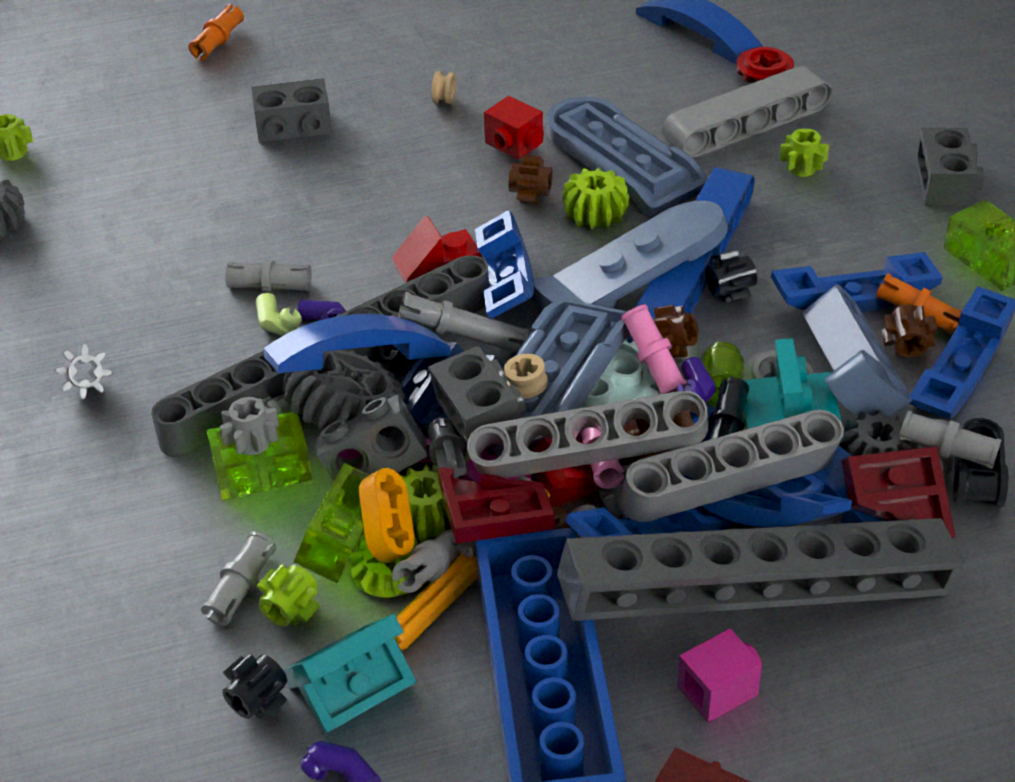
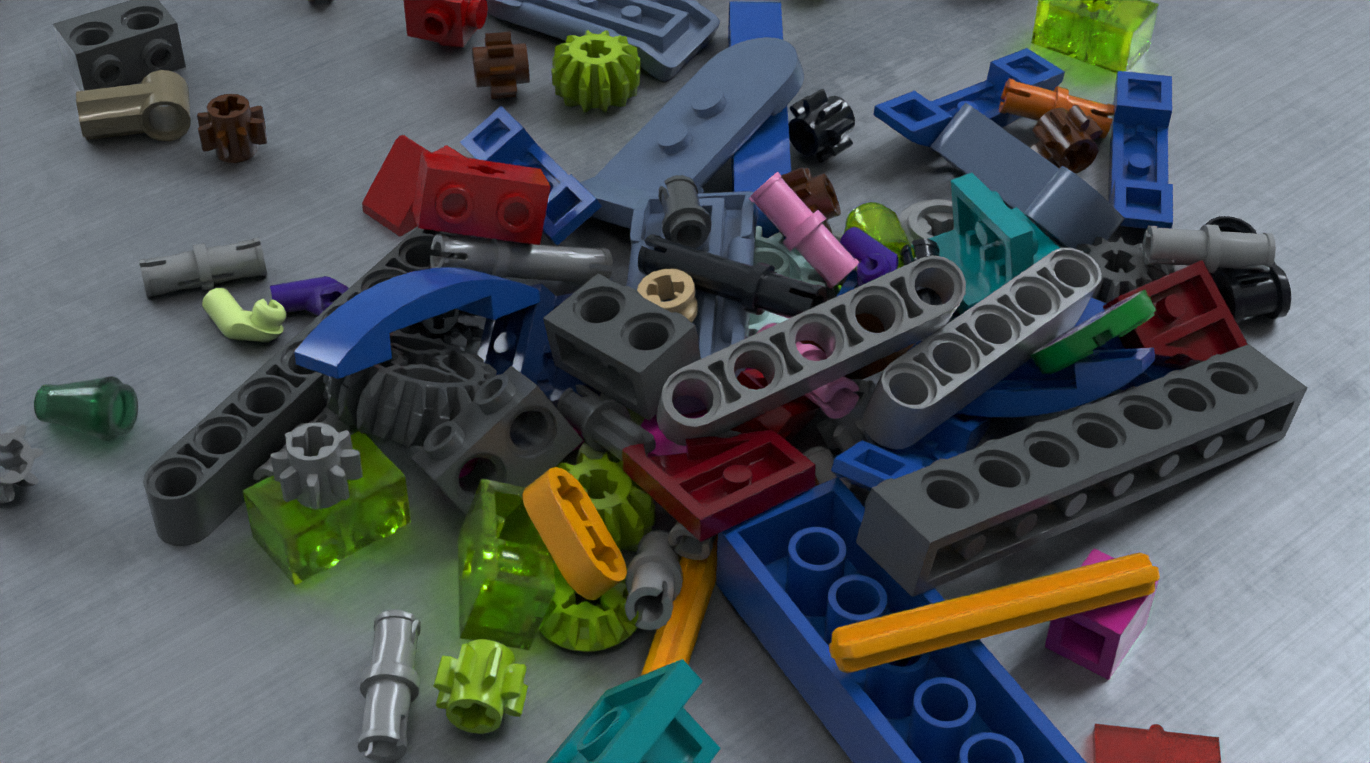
camera: 25 degrees left, 0 degrees up
(156, 352) = (92, 406): none -> clear green cone
(290, 159) = (137, 108): none -> dark tan piece
(332, 185) = (232, 128): none -> reddish brown gear
(443, 273) = (480, 198): none -> red brick
(566, 323) = (684, 217): none -> dark grey pin
(584, 381) = (754, 286): none -> black pin
(620, 647) = (991, 612): none -> light orange axle
(811, 477) = (1094, 333): none -> green tile

